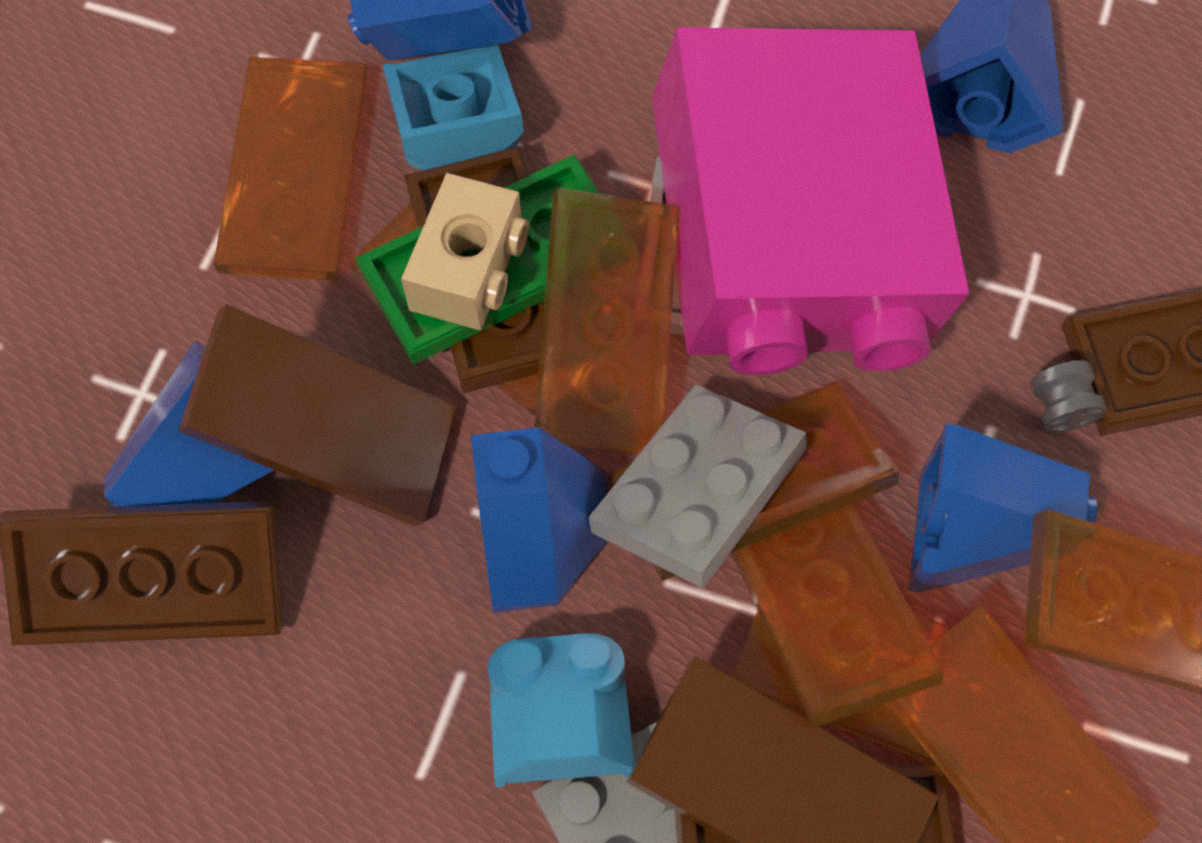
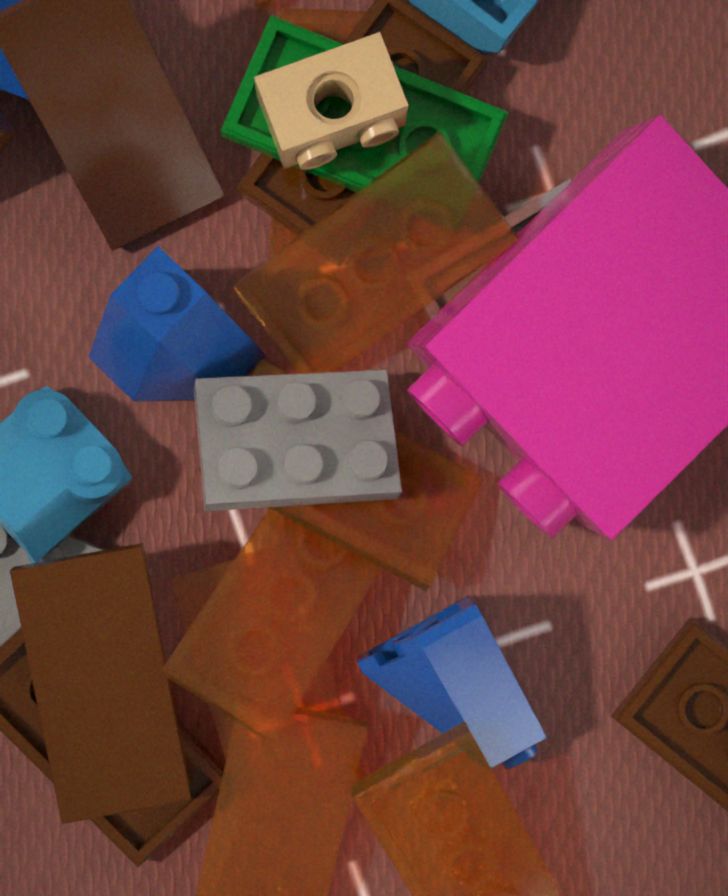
camera: 55 degrees right, 20 degrees up
(1068, 396) = (615, 670): flat silver wheel -> none

